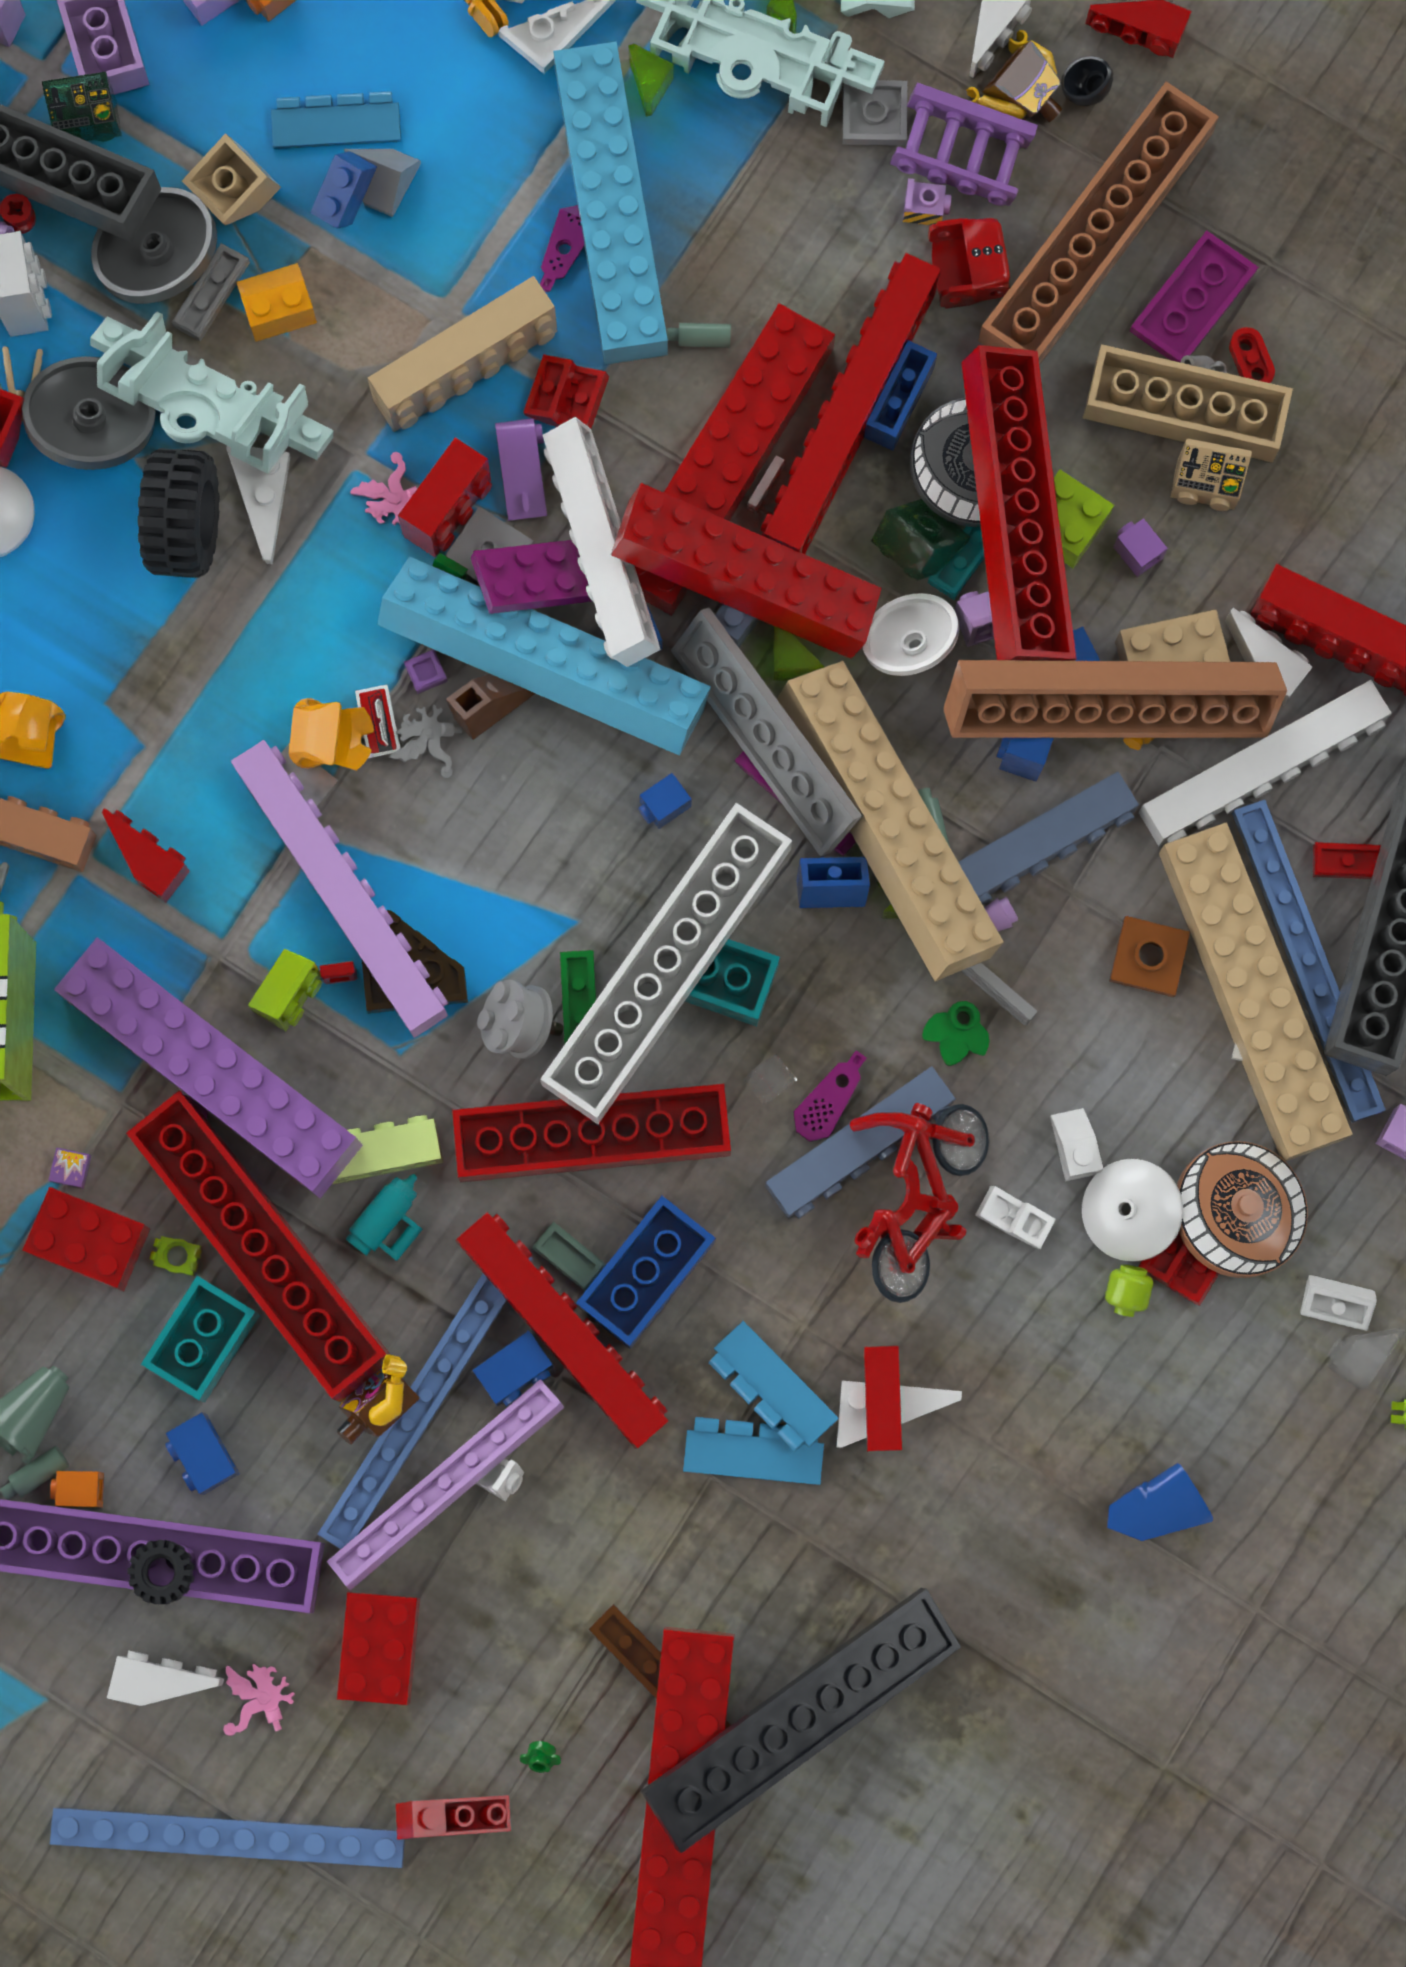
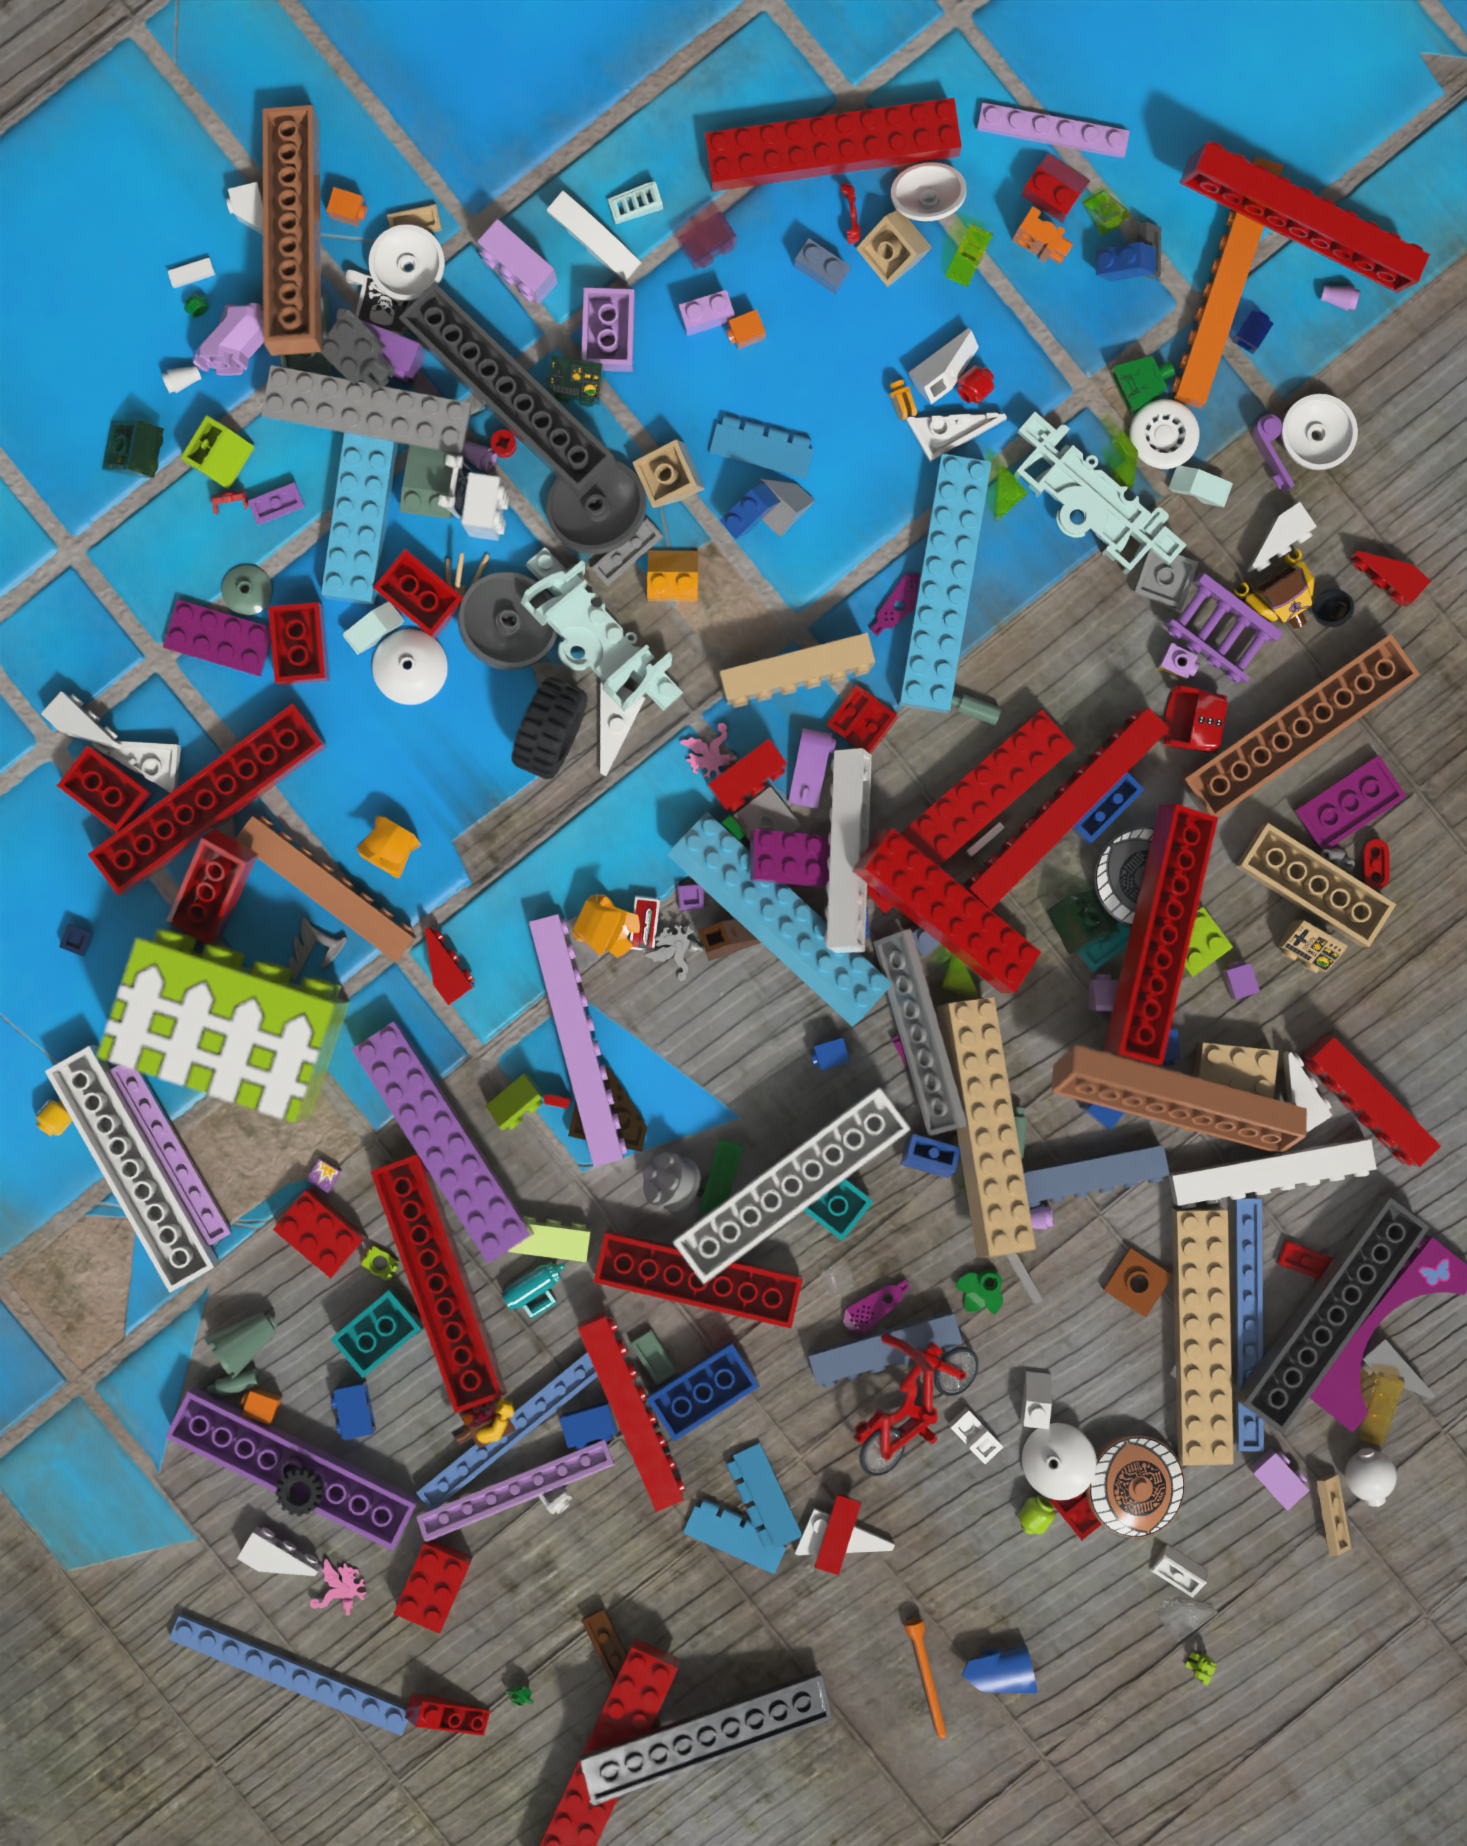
camera: 25 degrees right, 10 degrees up
(911, 634) = (1055, 980): white dish -> none
(1028, 1494) = (915, 1630): none -> orange piece

